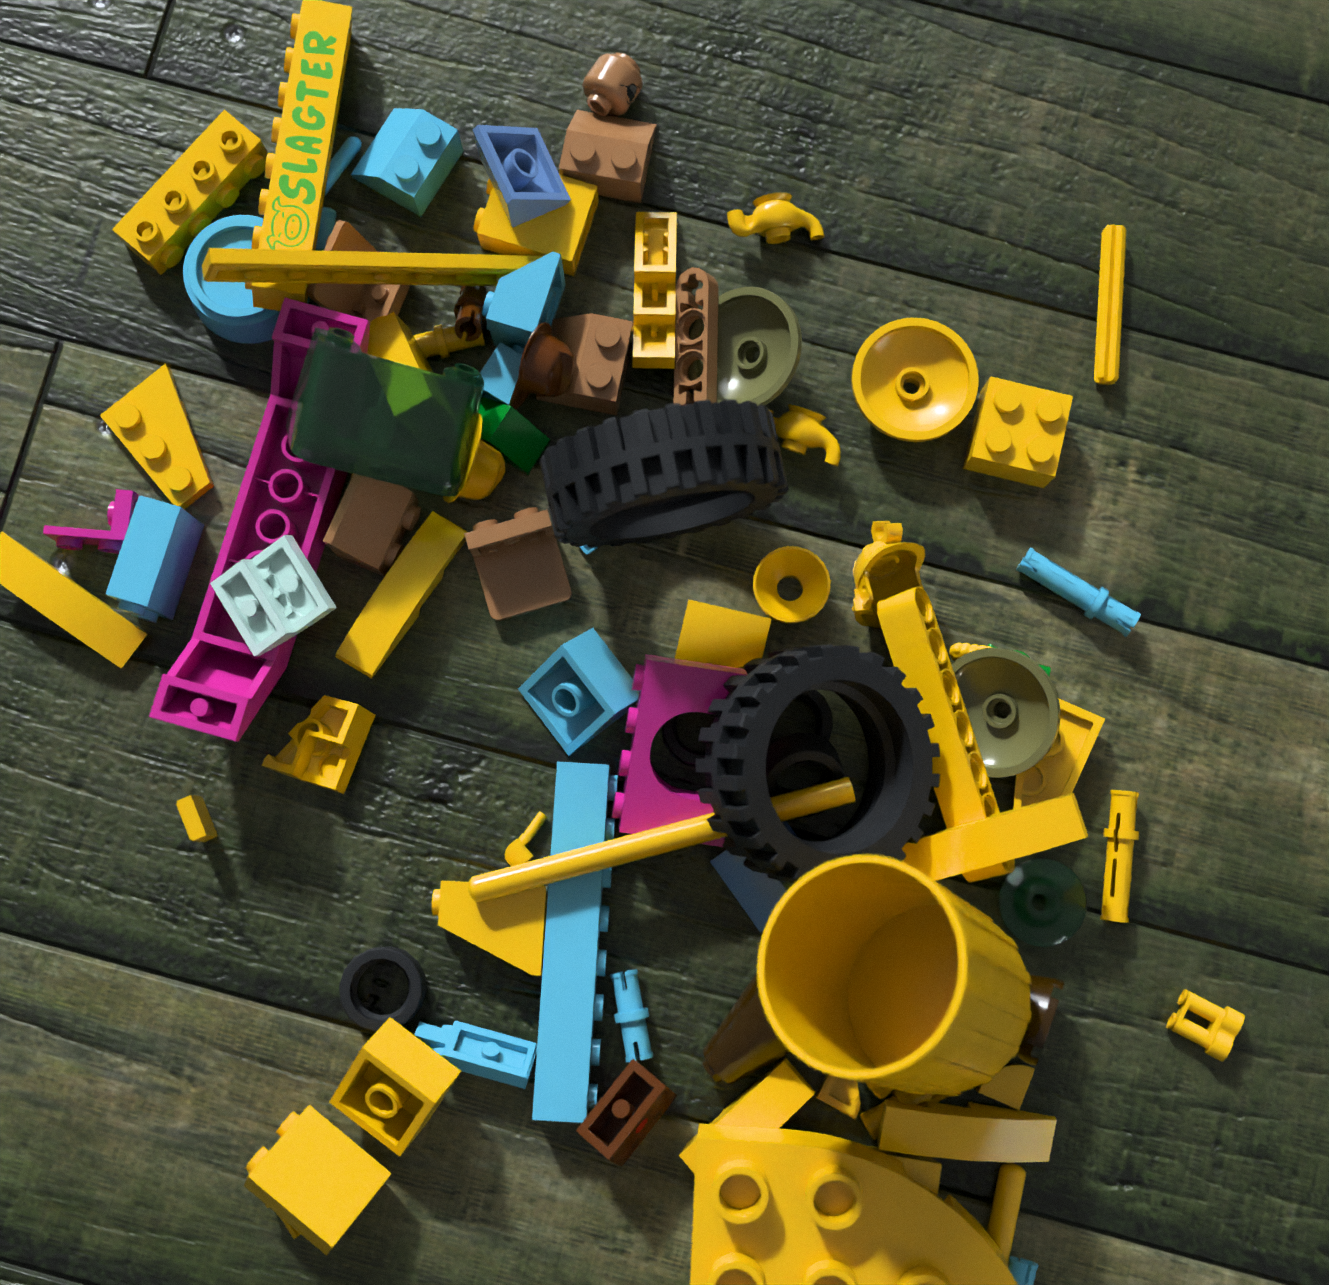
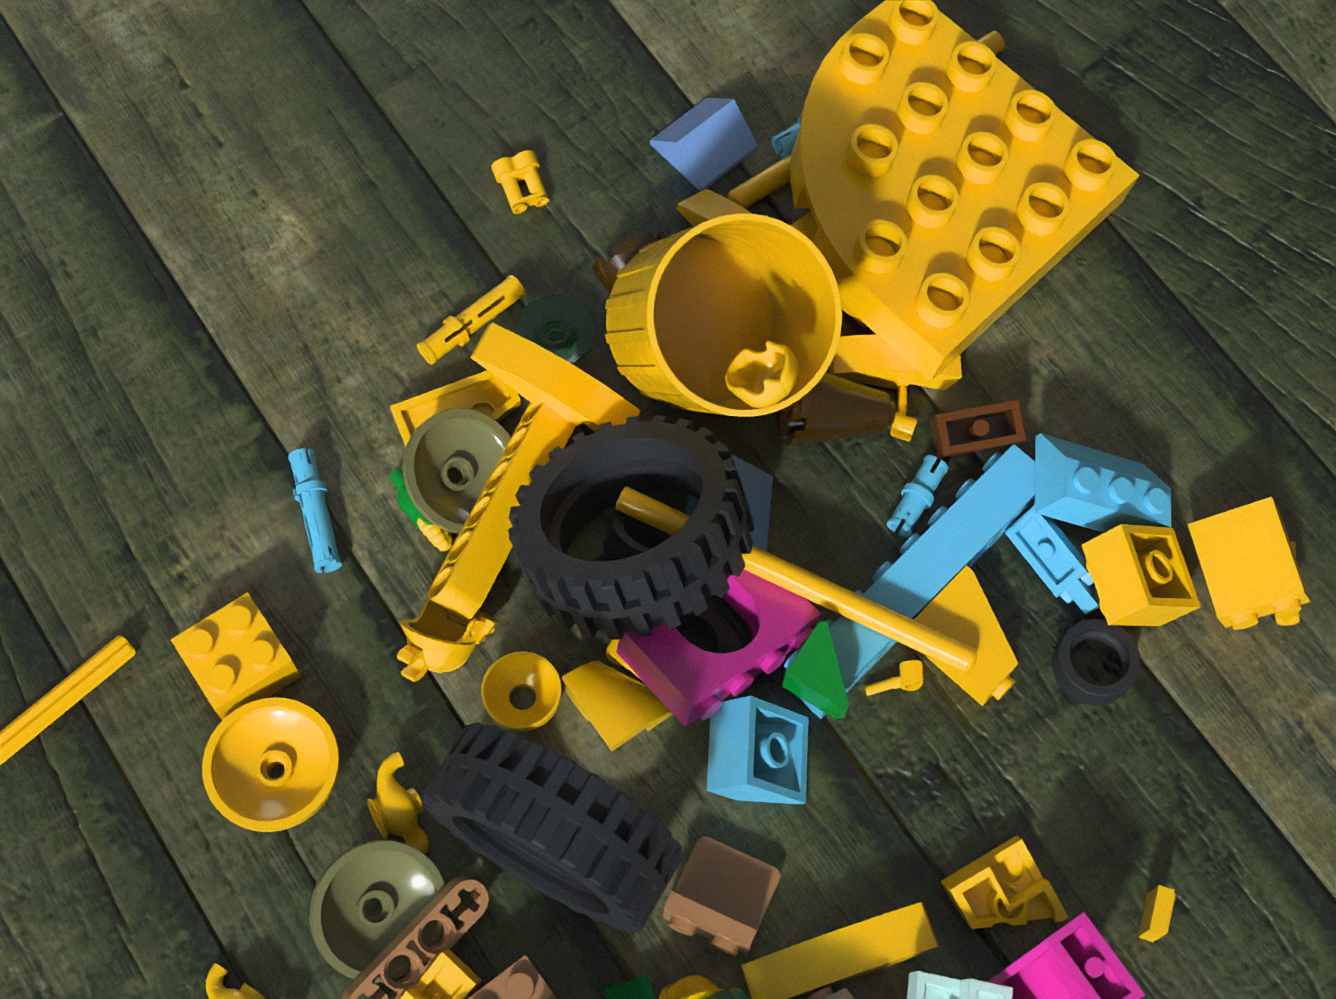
camera: 140 degrees left, 15 degrees down
(487, 1145) = (1096, 487): none -> medium azure slope
(581, 774) = (817, 674): none -> green slope
(693, 1072) = (903, 425): none -> yellow hand
(804, 931) = (763, 376): none -> yellow hair
(1091, 1210) = (706, 141): none -> medium blue slope

